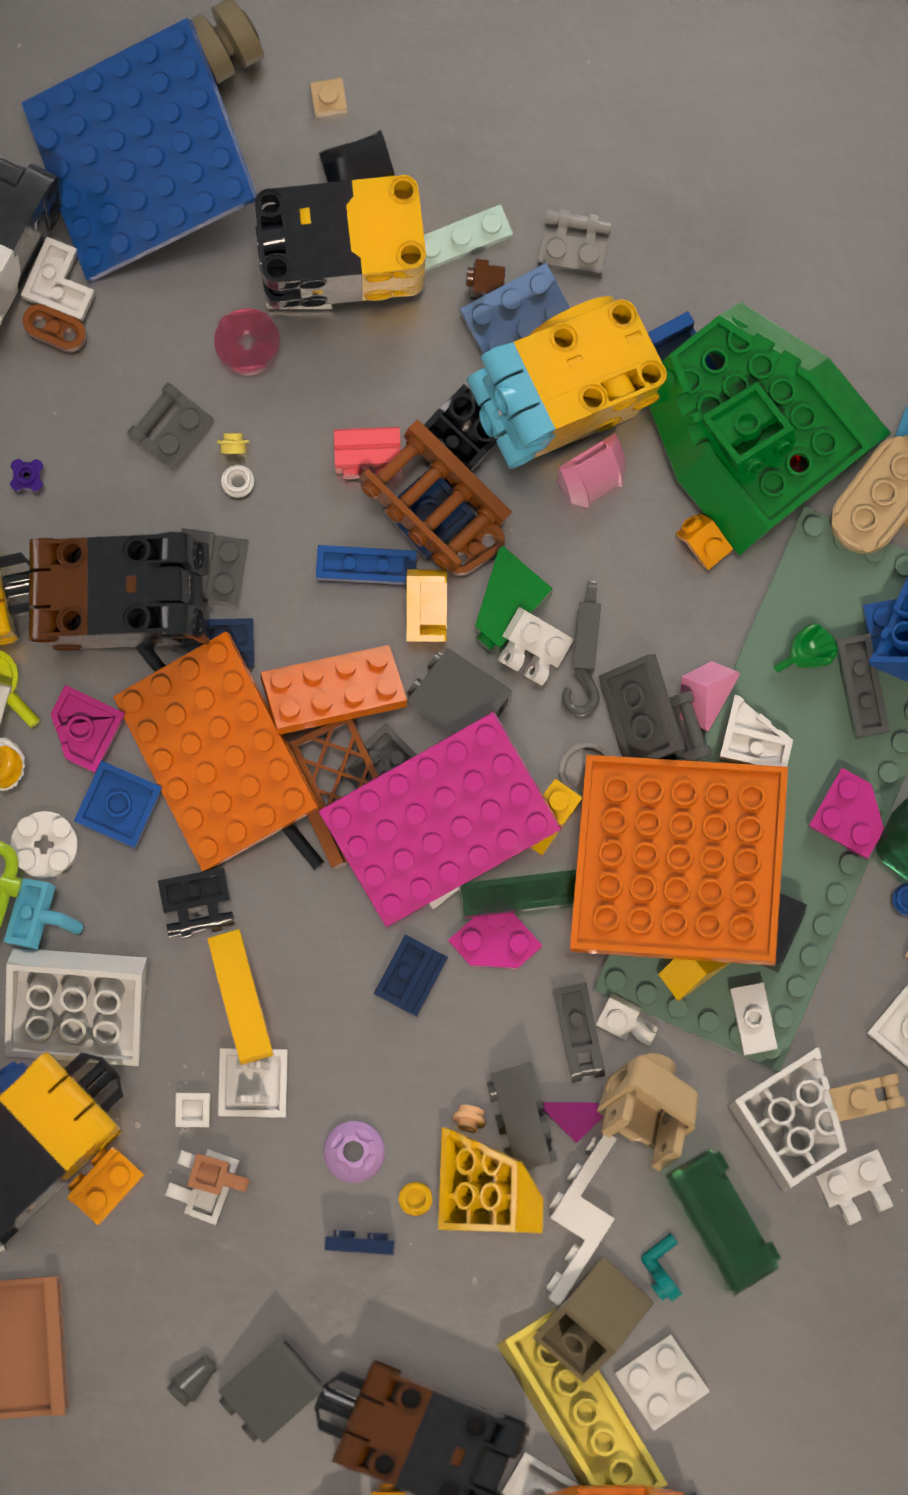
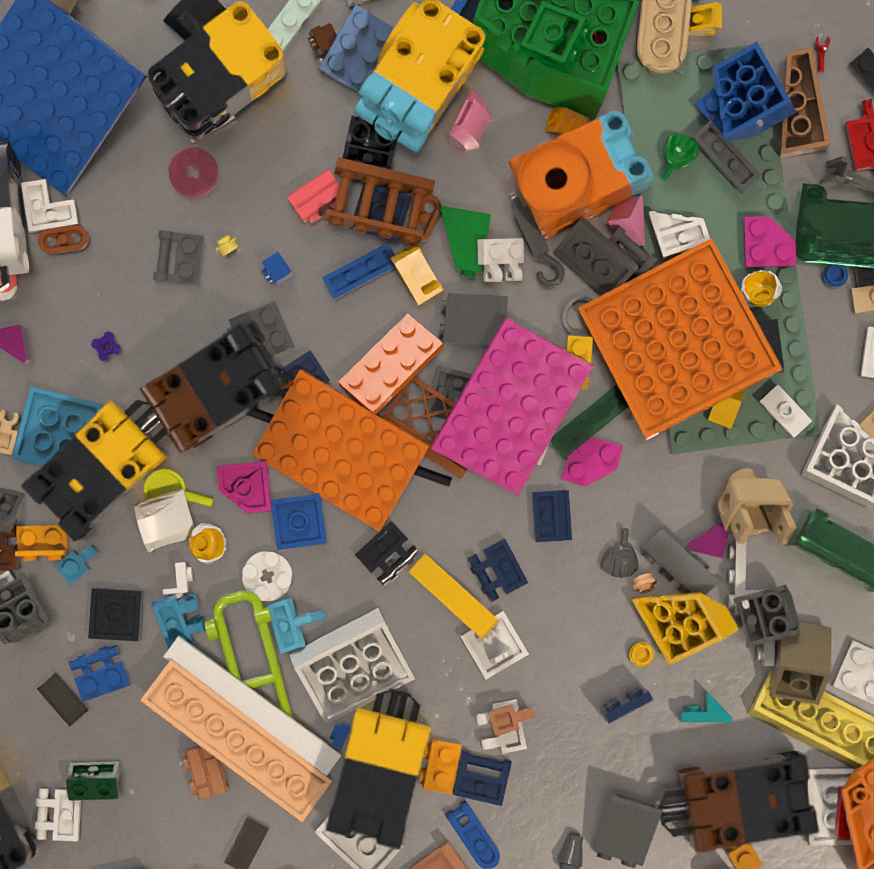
camera: 35 degrees left, 5 degrees up
(92, 1290) = (474, 836): none -> blue plate
(135, 1236) = (479, 786): none -> dark blue plate
(193, 1110) = (467, 685): white plate -> none
(237, 471) = (239, 261): white plate -> none
(271, 504) = (276, 269): none -> blue plate
(321, 999) = (505, 567): none -> dark blue plate
(369, 1163) = (570, 648): lavender piece -> none
(455, 1318) = (712, 712): none -> teal slope
(460, 1073) = (620, 558): none -> dark grey piece
(578, 1030) = (679, 486): dark grey plate -> none
(587, 1240) = (768, 615): none -> dark grey slope
(622, 1017) = (701, 460): white plate -> none
(663, 1284) = (829, 612): teal plate -> none
(681, 602) = (581, 173): none -> orange piece
(810, 859) = (761, 288): none -> yellow hair

